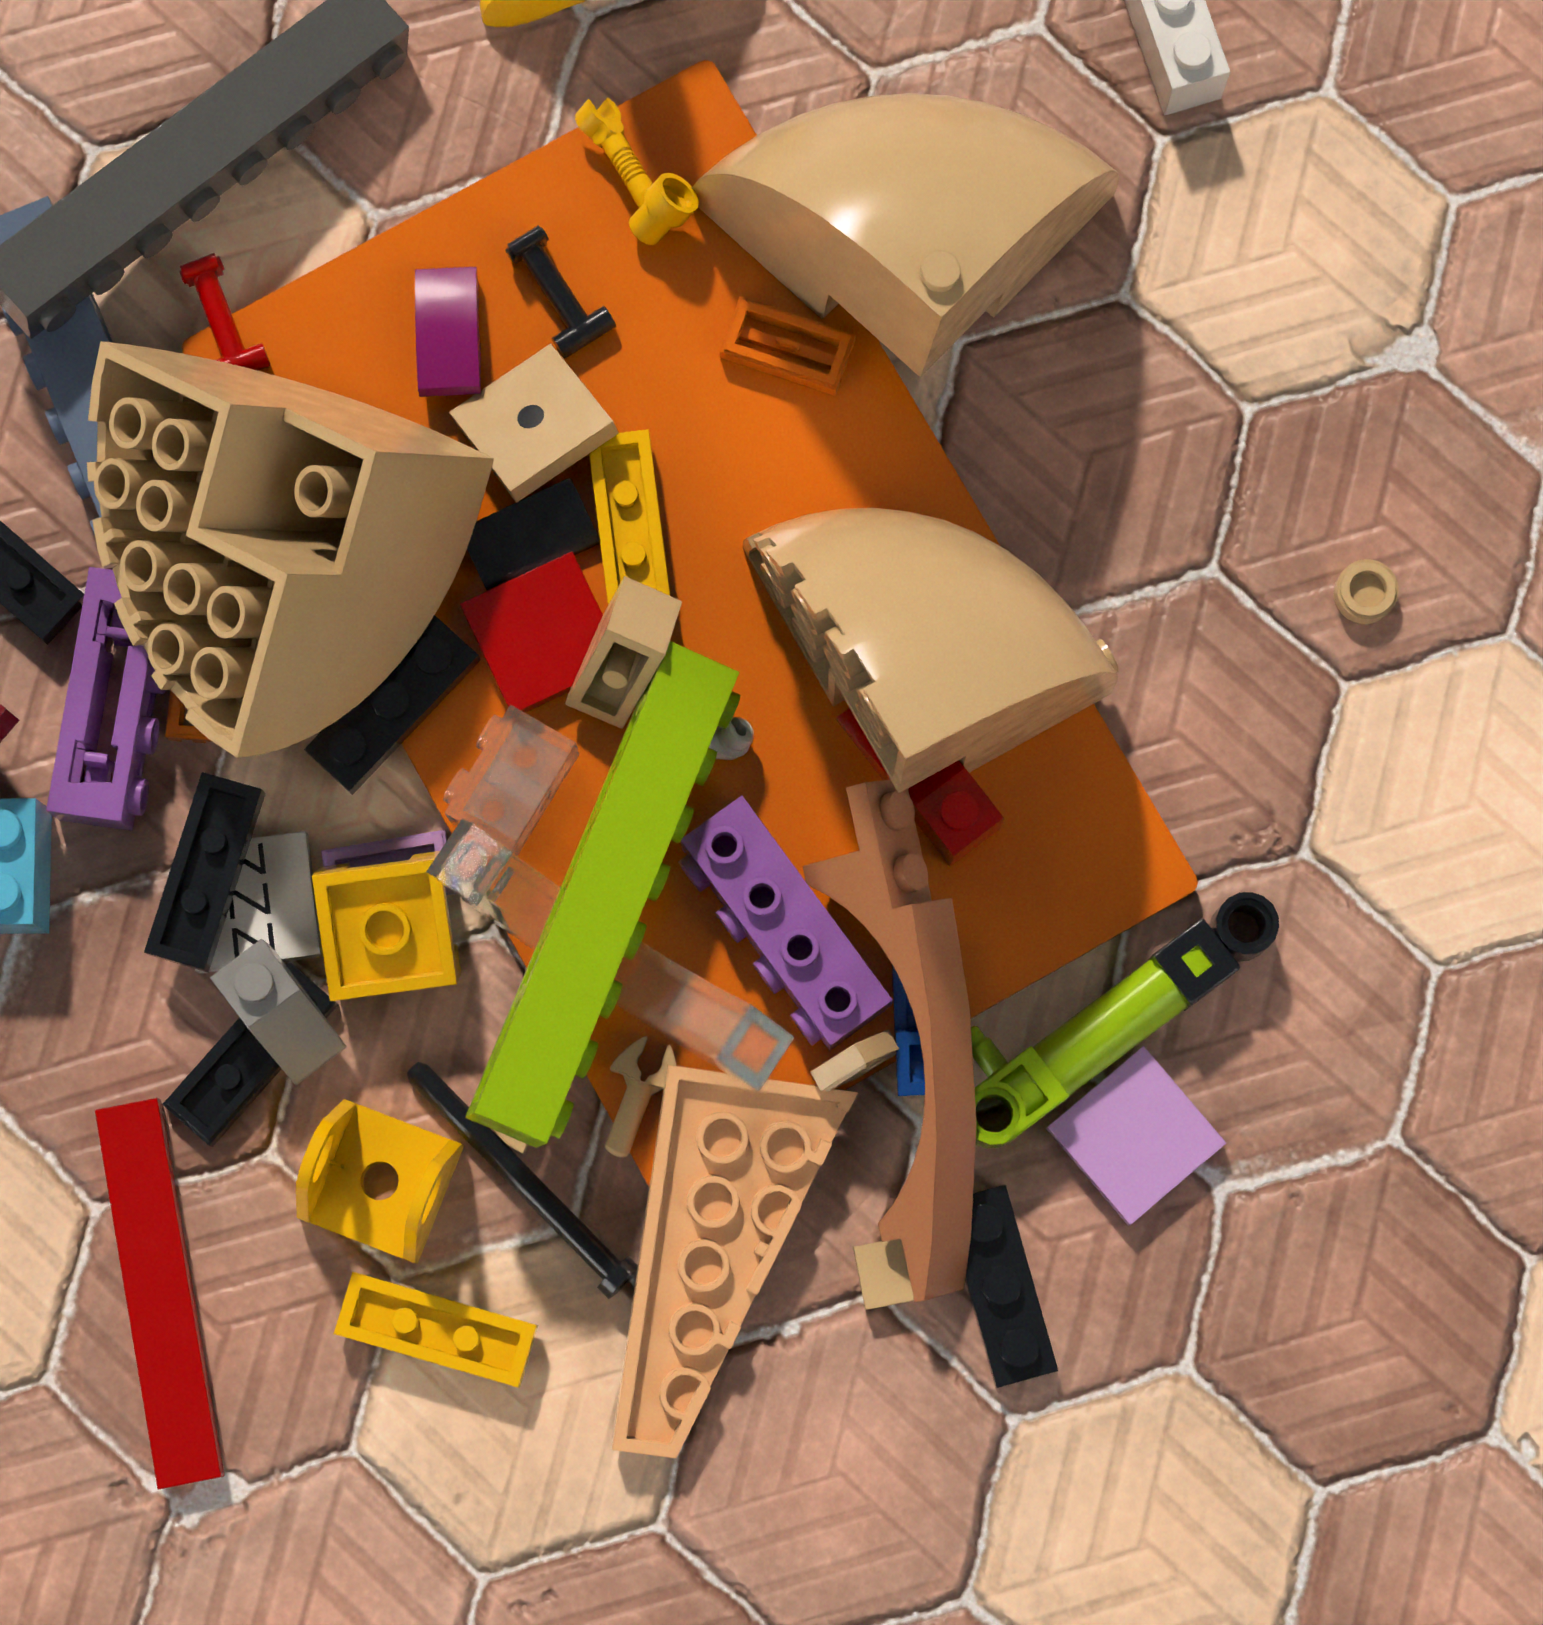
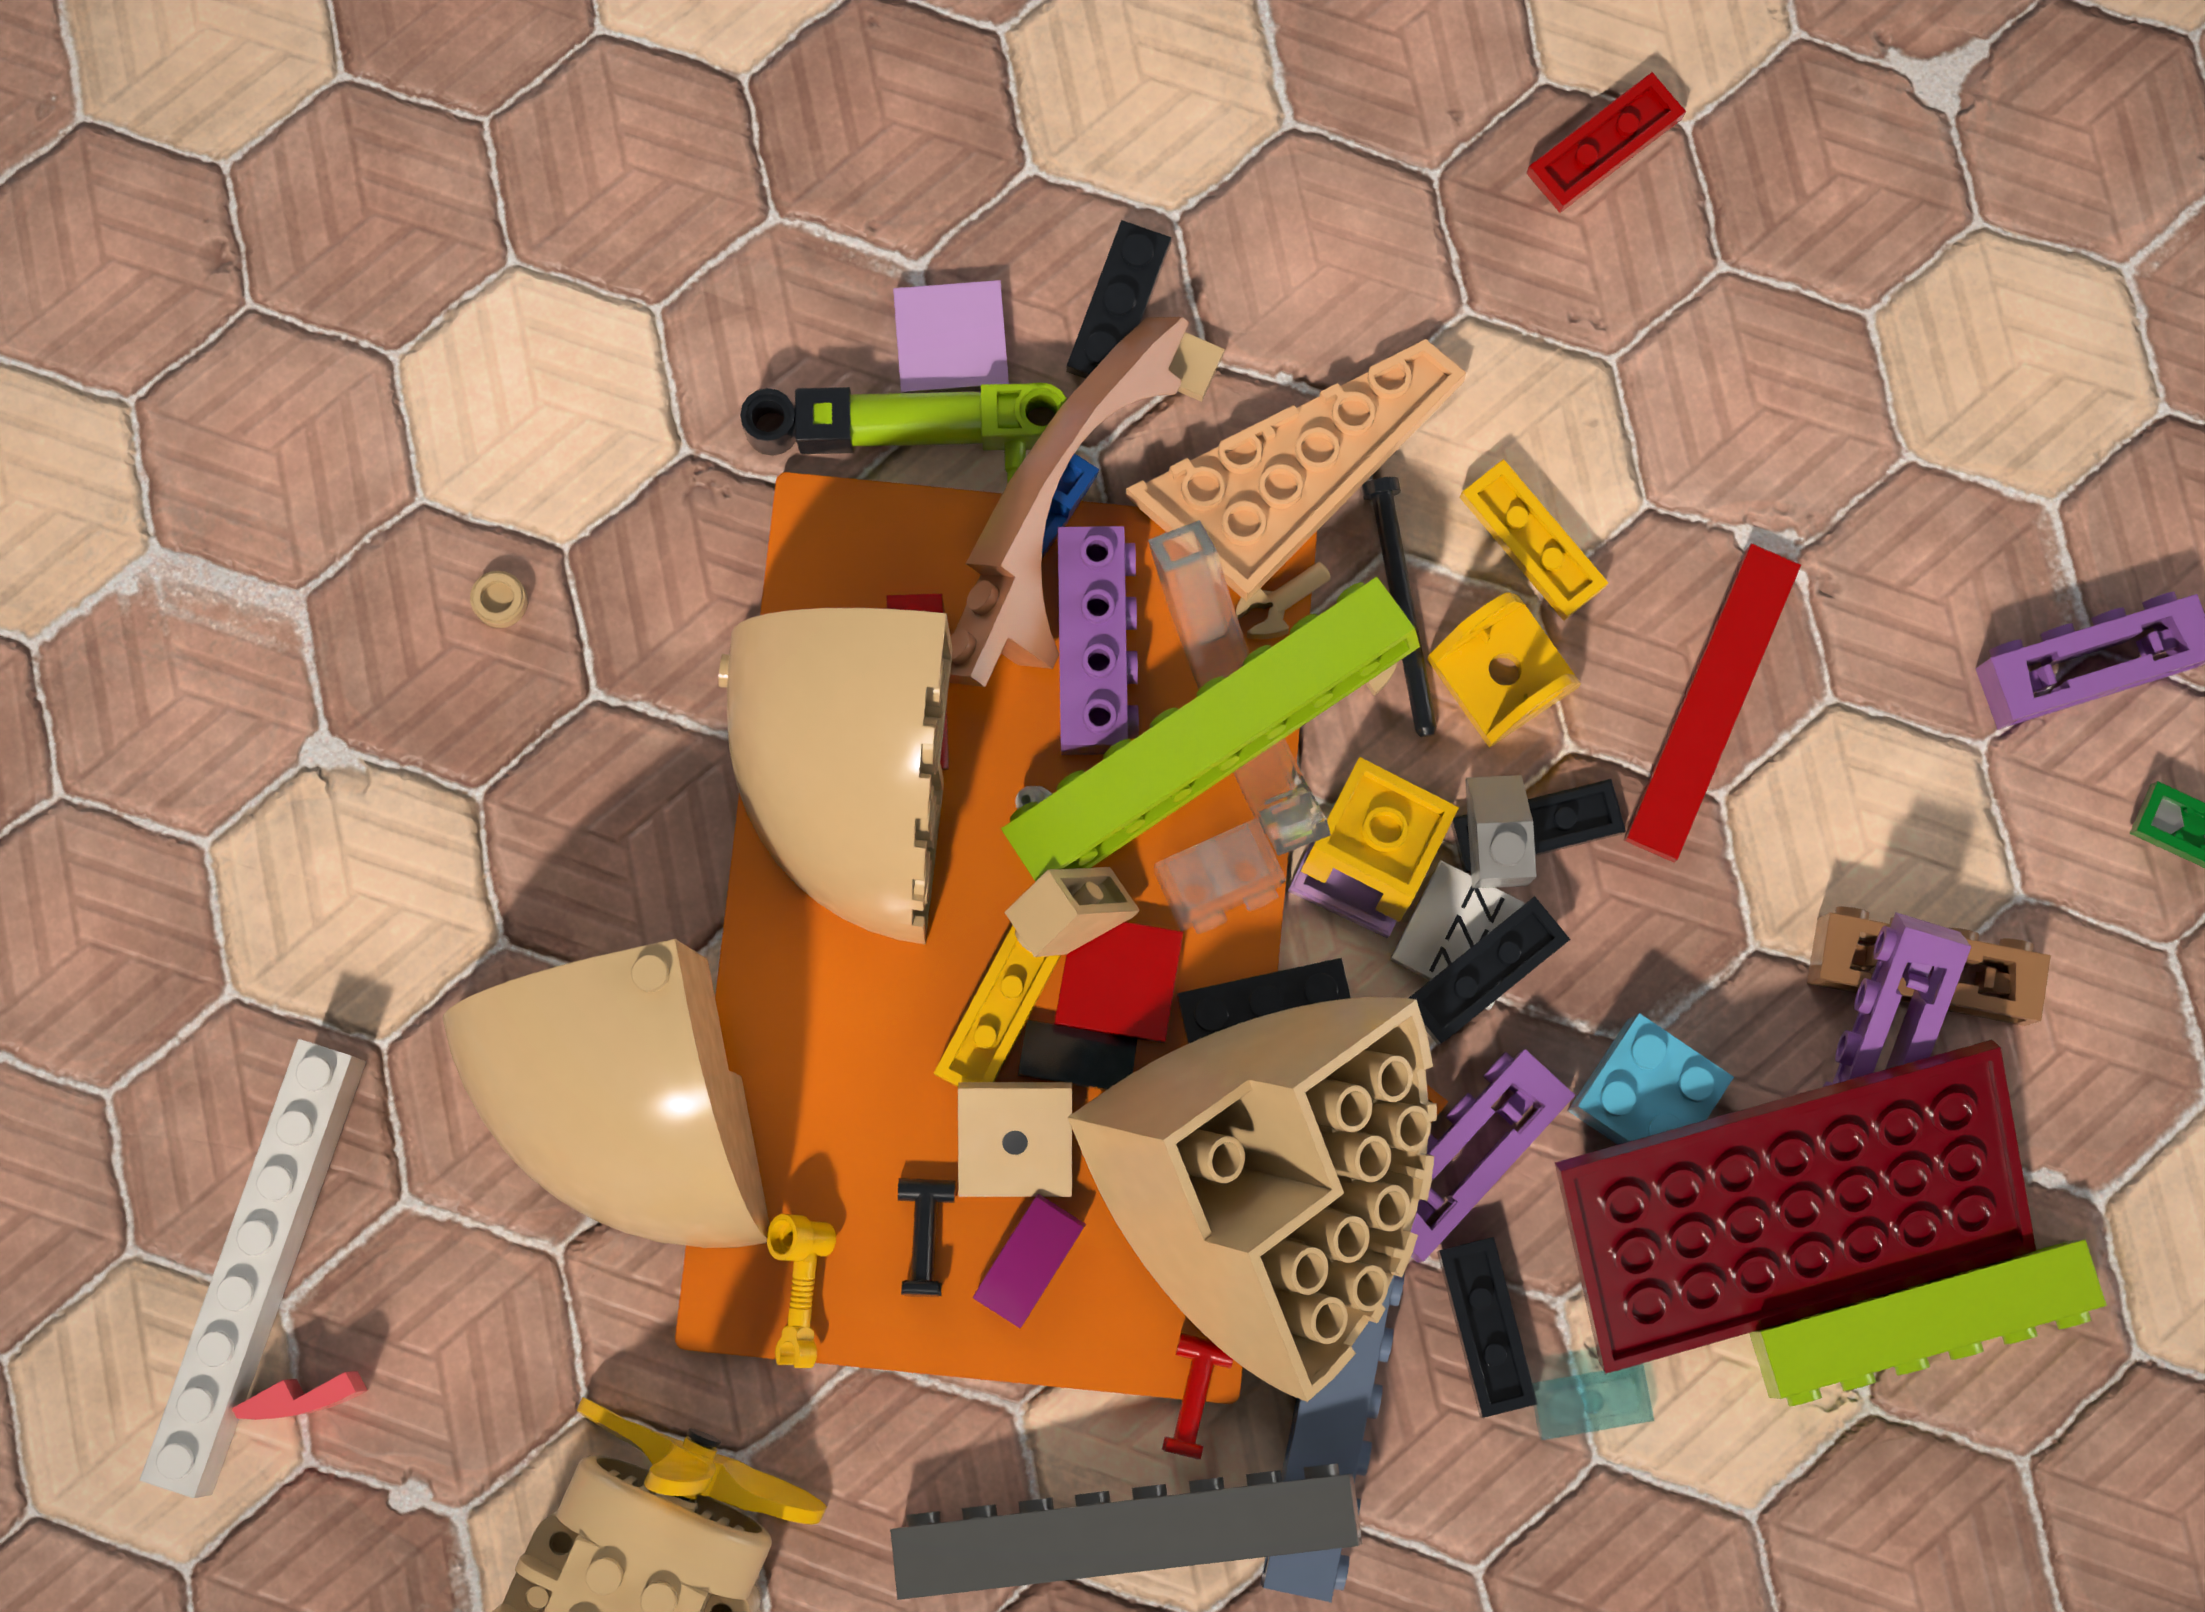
camera: 150 degrees left, 0 degrees up
(779, 367) = (810, 1110): orange tile -> none
(855, 1061) = (1113, 508): tan tile -> none

